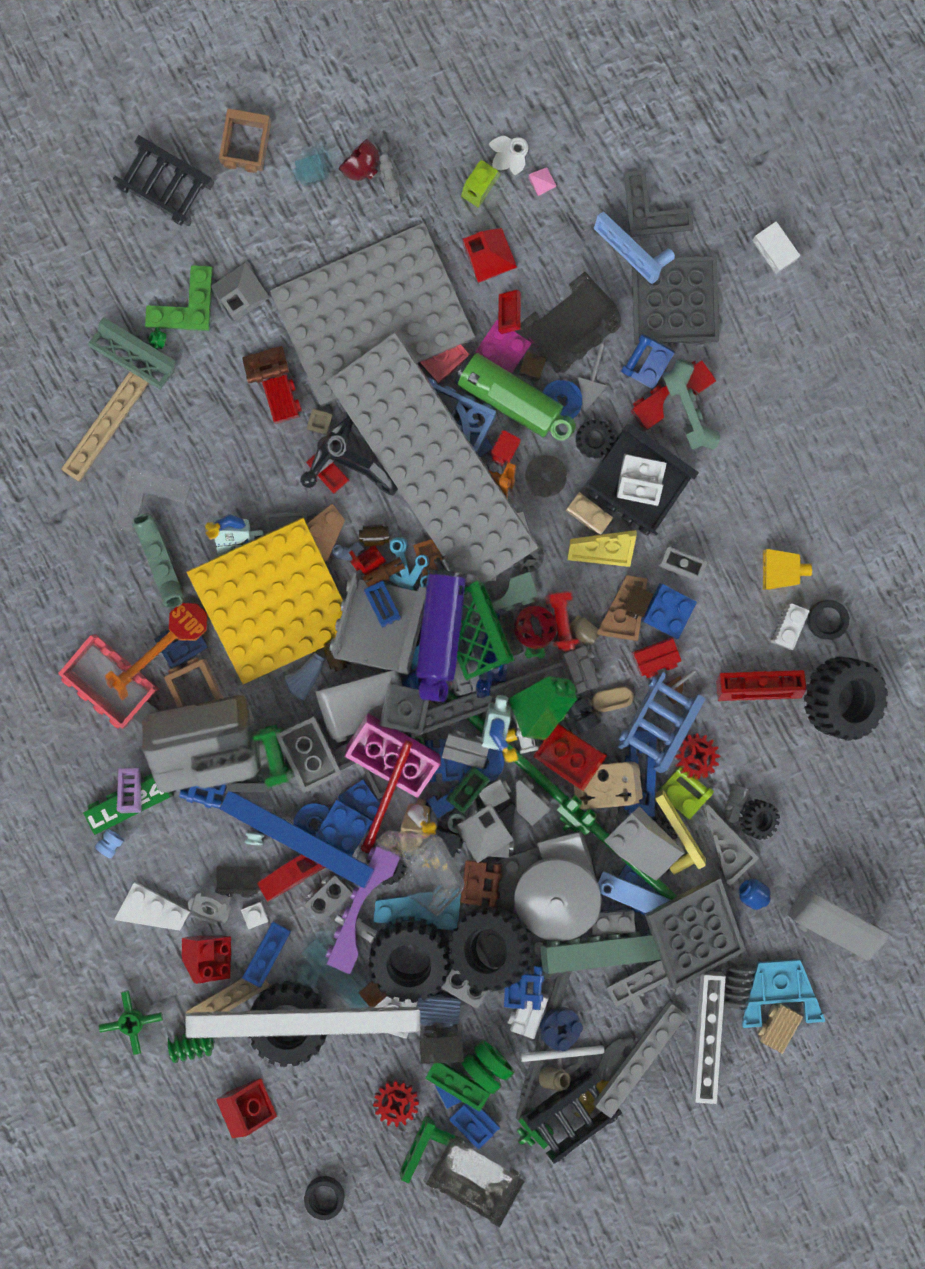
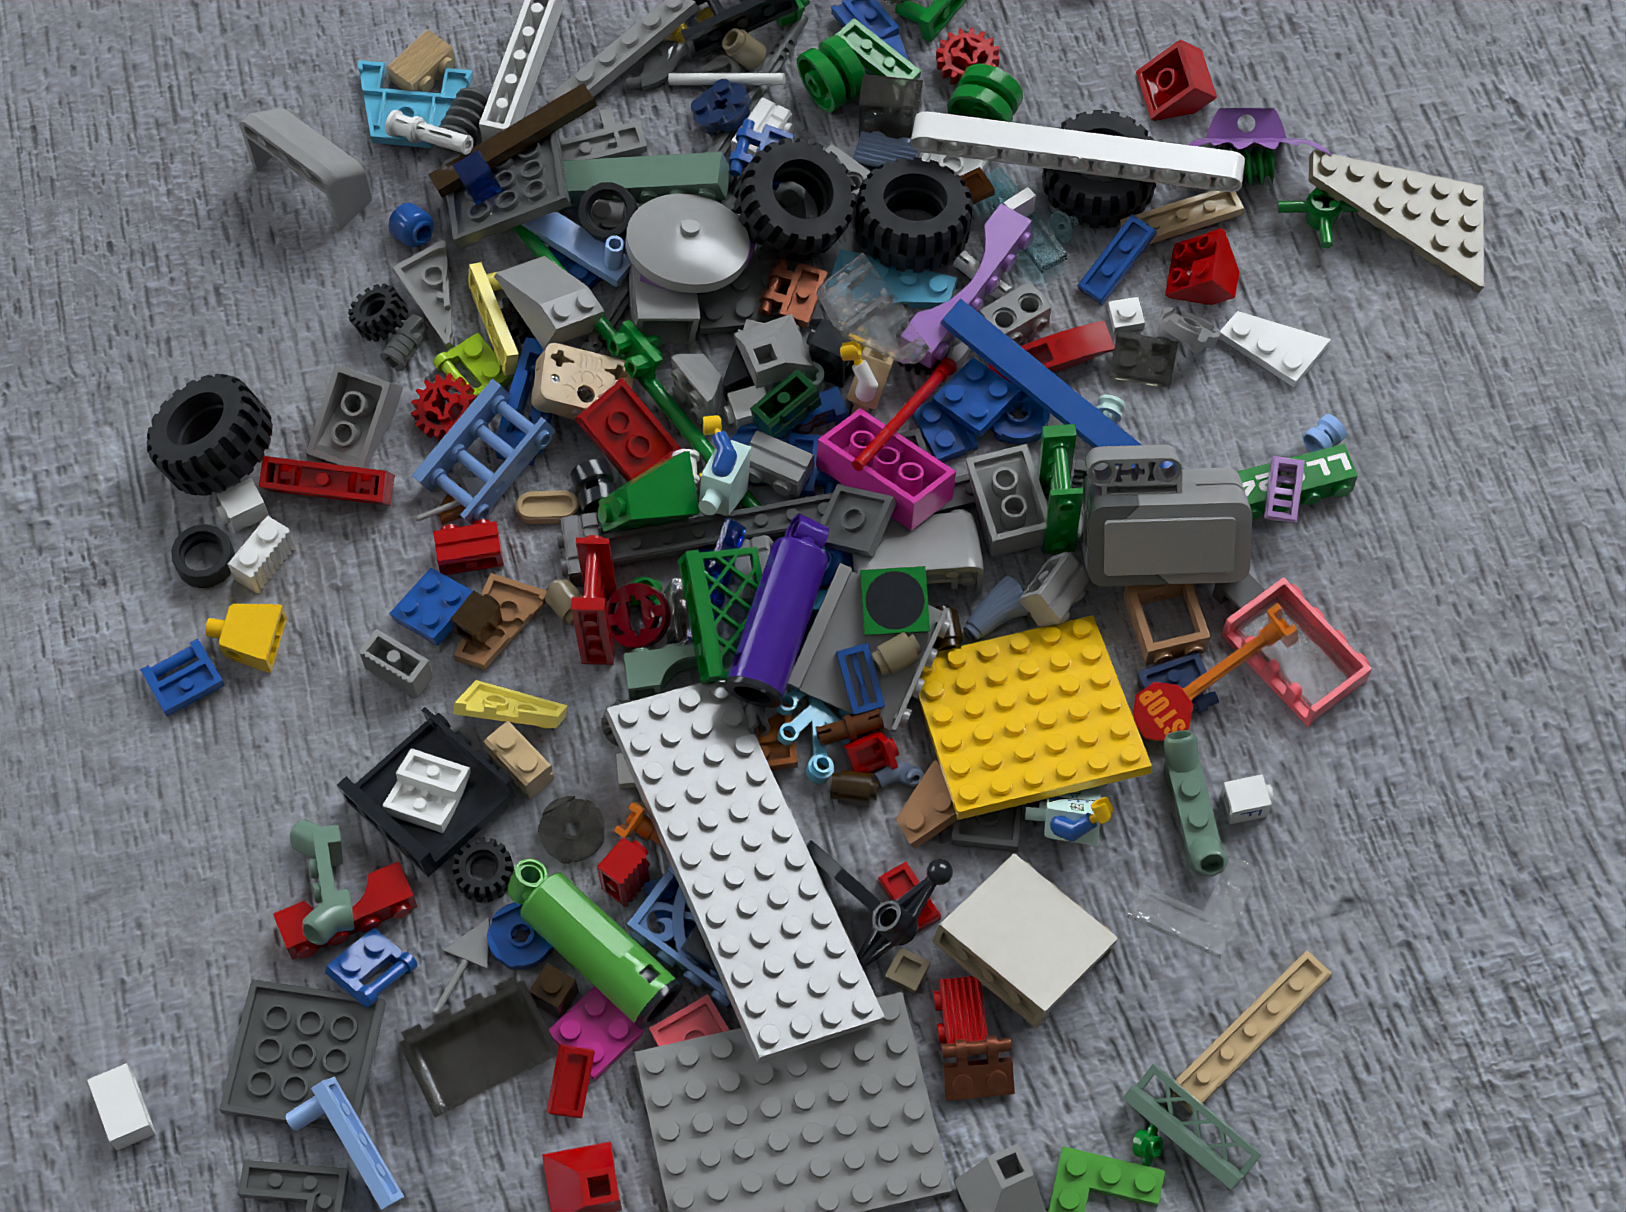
camera: 165 degrees left, 25 degrees down
(65, 1031) = (1425, 210): none -> wing
(126, 573) = (1247, 799): none -> white brick
(180, 1070) = (1267, 130): none -> medium lavender piece
(248, 450) = (1024, 939): none -> panel
(269, 693) = (1055, 590): none -> light grey brick
(337, 981) = (1022, 202): none -> white tile
(361, 621) = (896, 654): none -> dark tan brick
(368, 656) = (894, 600): none -> black tile
(376, 1063) = (986, 94): none -> green wheel
(627, 903) = (591, 196): none -> black tyre
(698, 966) = (520, 135): none -> dark brown tile
(714, 928) = (477, 177): none -> clear blue brick
(755, 739) = (353, 417): none -> light grey slope
(766, 965) = (417, 130): none -> white pin
(812, 659) = (241, 505): none -> white brick
(813, 528) = (186, 684): none -> blue plate

